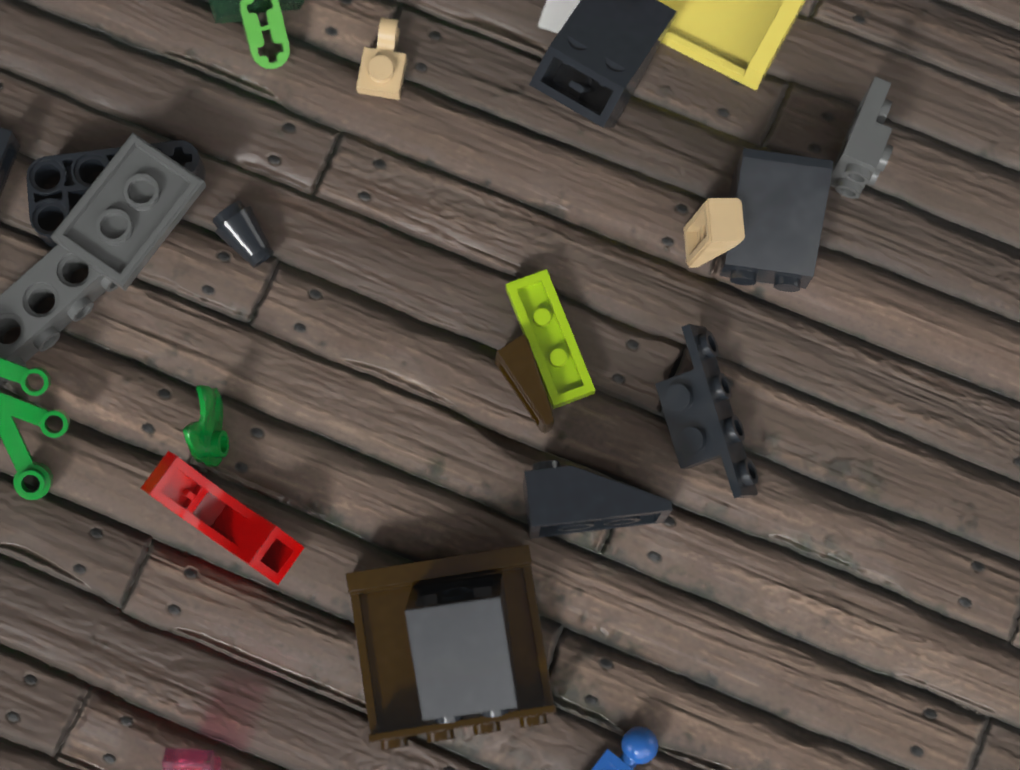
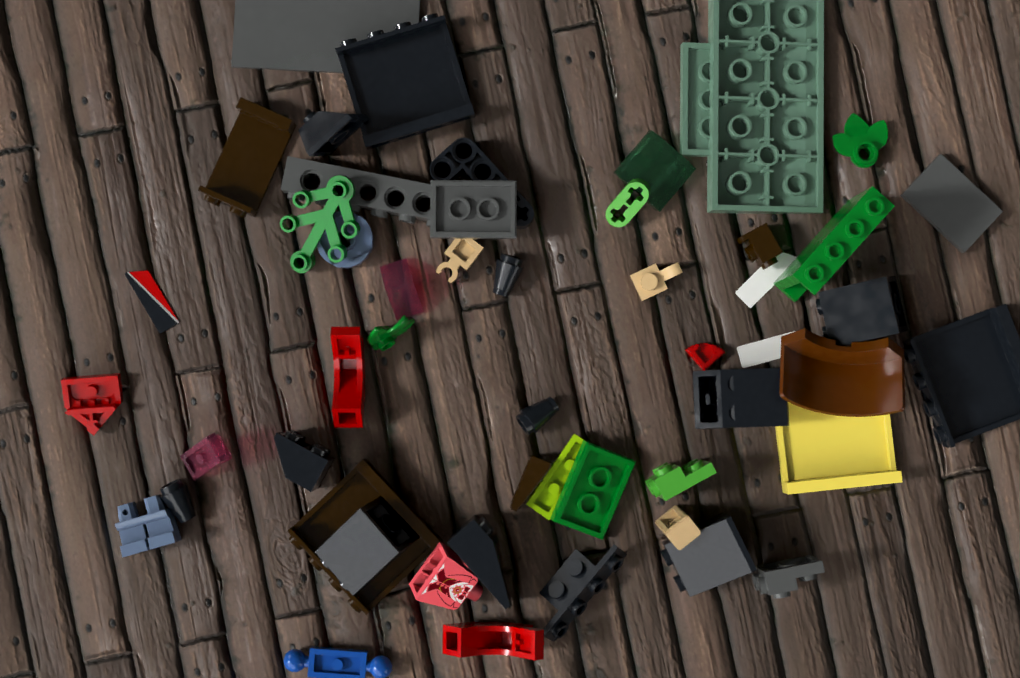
camera: 55 degrees right, 10 degrees up
(69, 393) = (360, 245): none -> sand blue plate
(163, 378) = (401, 289): none -> clear pink slope
(176, 272) = (461, 253): none -> tan plate
(292, 654) = (302, 462): none -> black slope
(449, 318) = (537, 415): none -> black cone
(518, 66) = (704, 354): none -> red tile
(580, 573) = (445, 580): none -> coral torso
(593, 309) = (593, 490): none -> green tile
(647, 199) = (671, 480): none -> bright green plate
(704, 563) = (493, 639): none -> red arch

